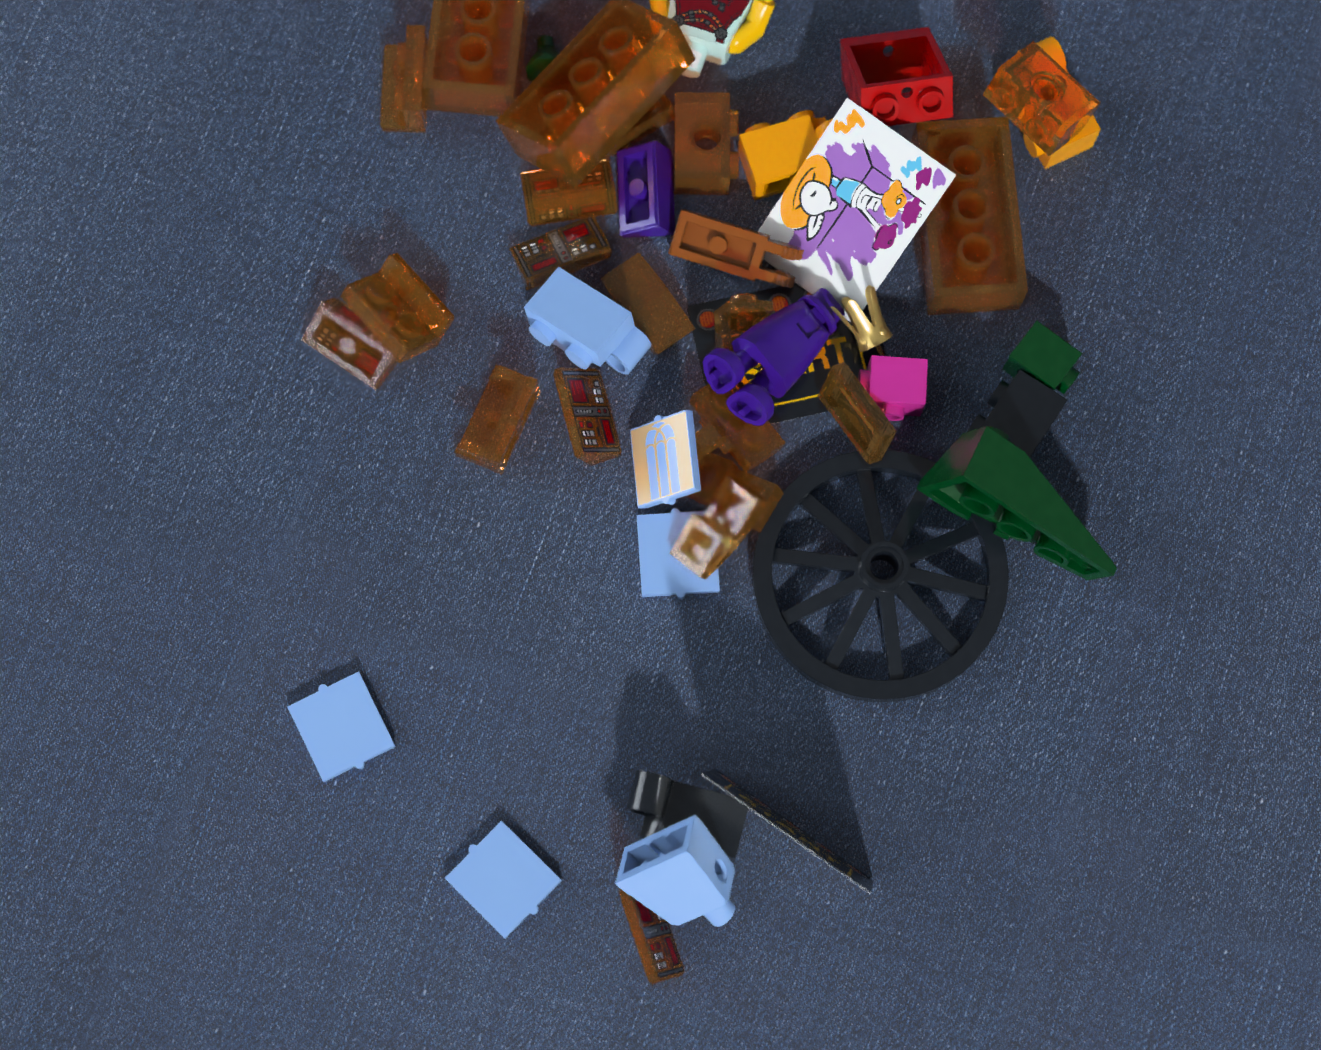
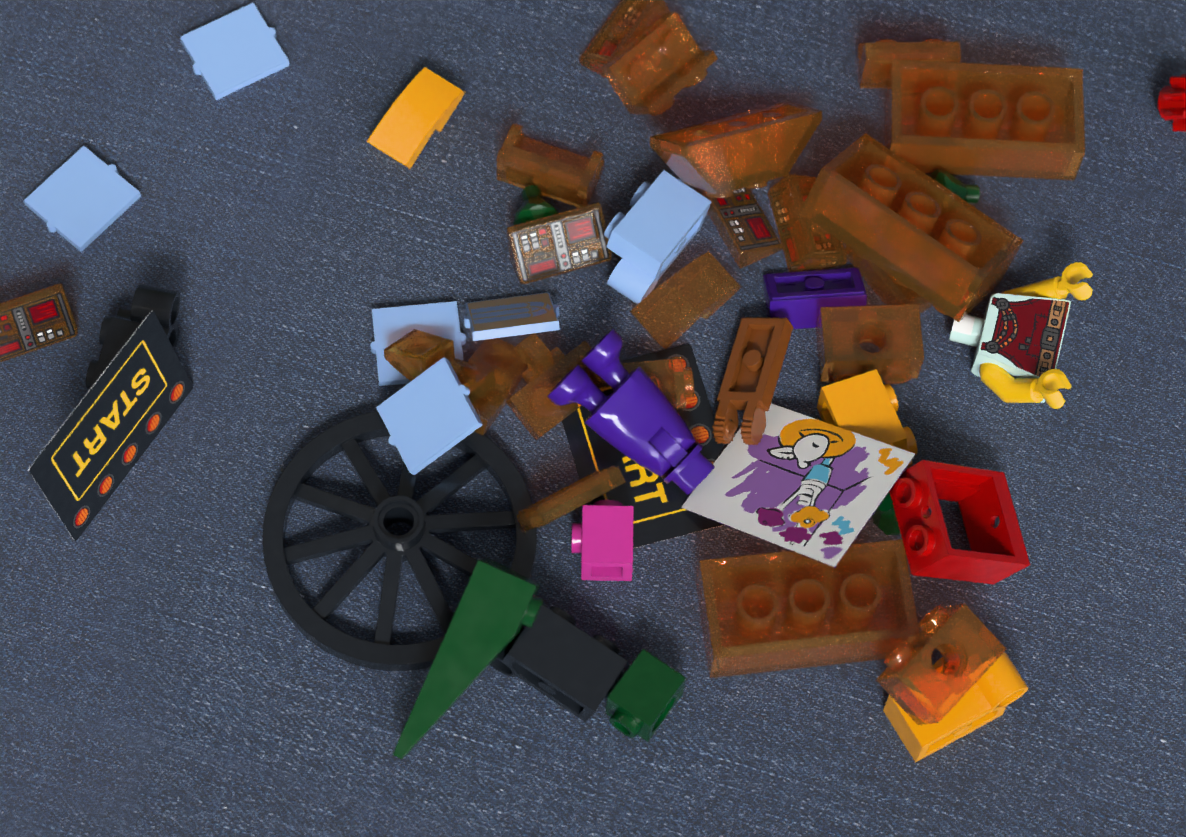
camera: 85 degrees right, 10 degrees down
(435, 545) = (415, 116): none -> light orange slope
(496, 241) = (739, 148): none -> clear orange wedge
(549, 436) = (533, 206): none -> dark green rock
(679, 874) = (72, 338): light blue torso -> none
(775, 535) = (429, 416): none -> light blue piece
(866, 333) = (673, 517): pearl gold piece -> none

